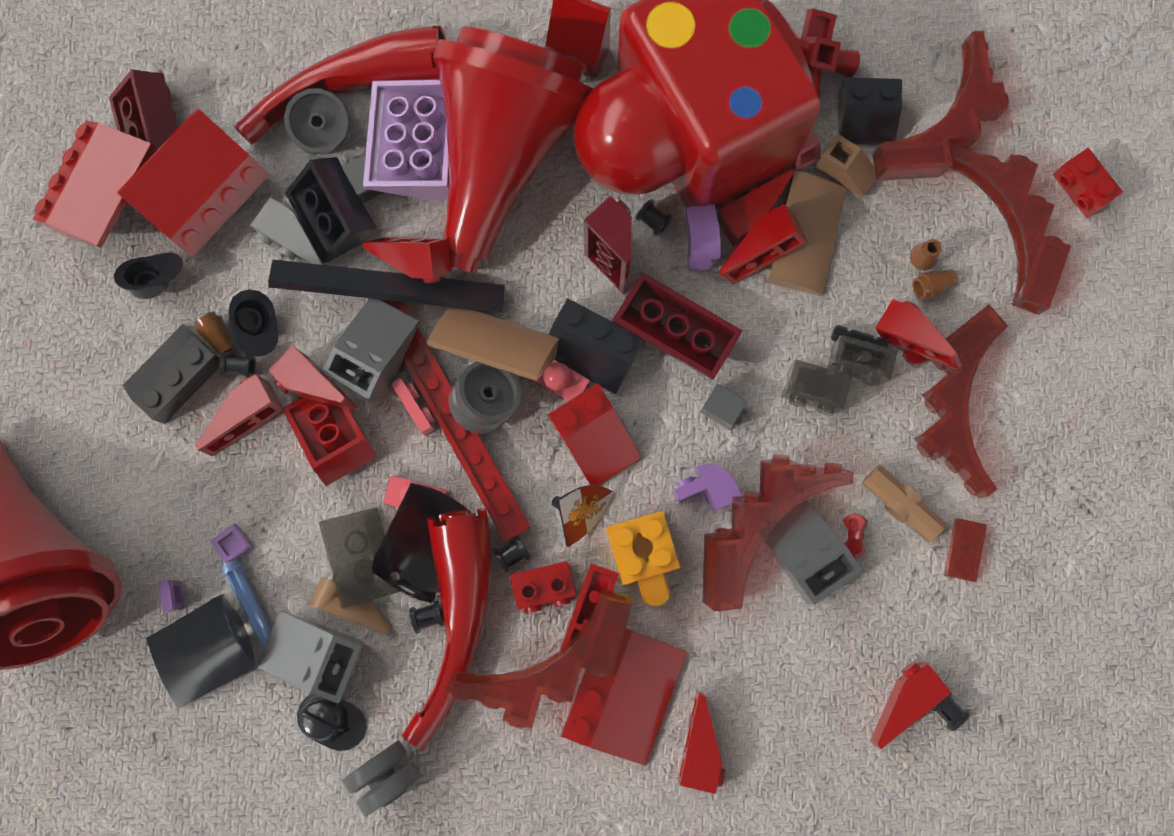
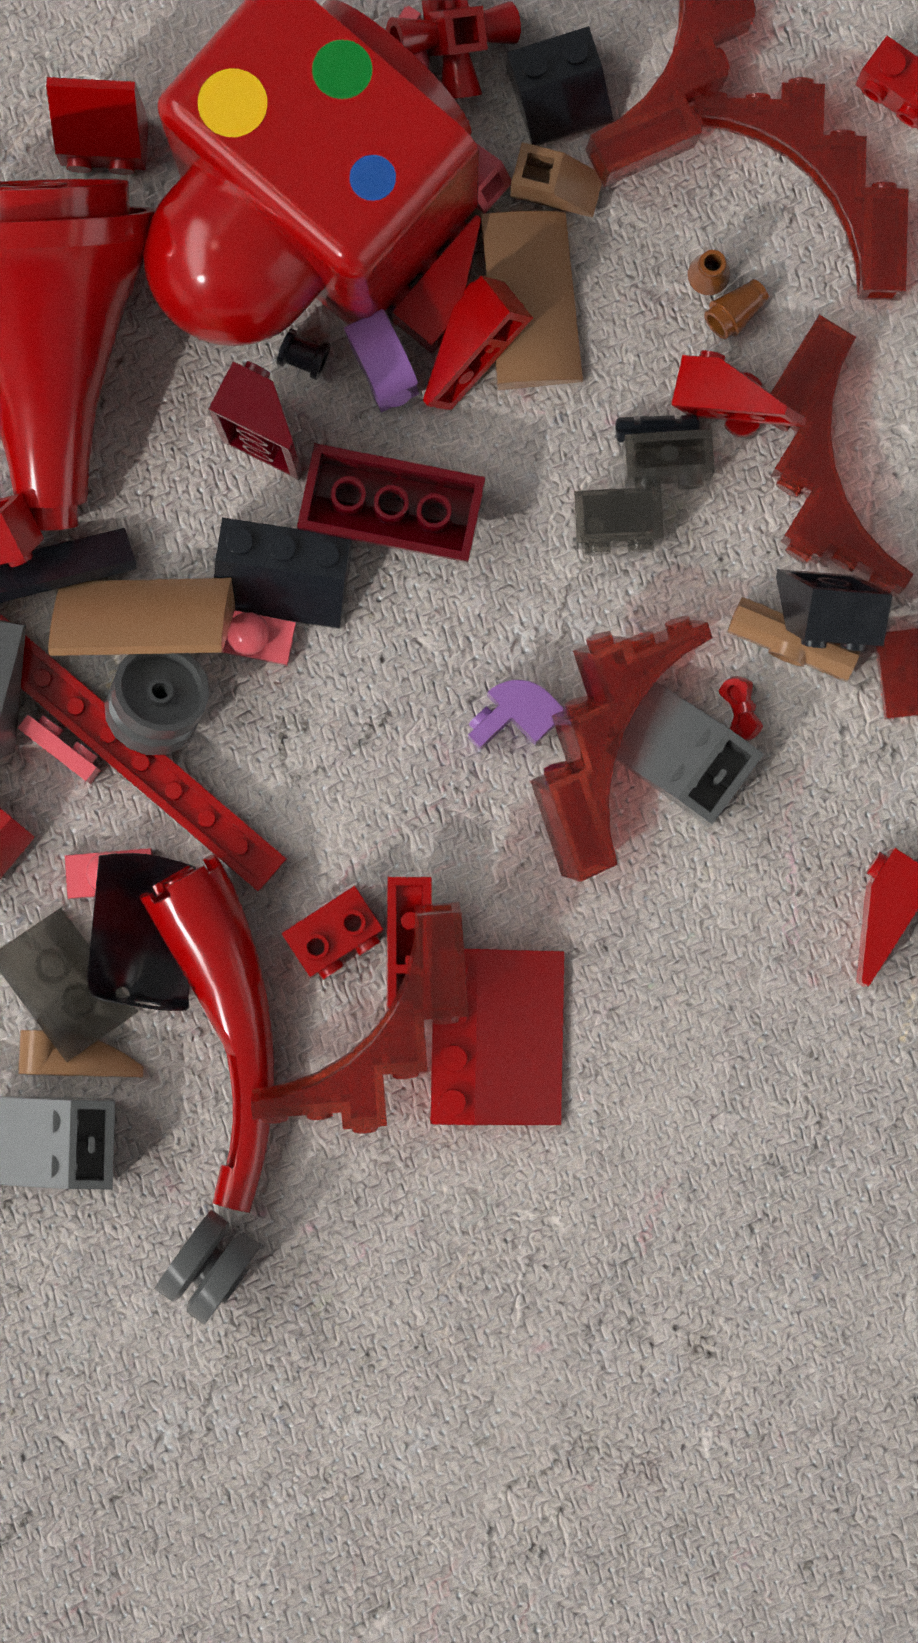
camera: 20 degrees left, 5 degrees up
(331, 723) = (108, 1222): black piece -> none
(426, 616) = (188, 1032): black bush -> none
(511, 554) = (274, 904): black bush -> none
(581, 510) = (349, 809): shield -> none
(594, 435) = (329, 698): red slope -> none
(644, 555) = (458, 839): light orange brick -> none
(701, 756) = (631, 1083): red slope -> none
(725, 407) = (499, 593): dark grey brick -> none
(939, 493) = (833, 609): none -> black slope

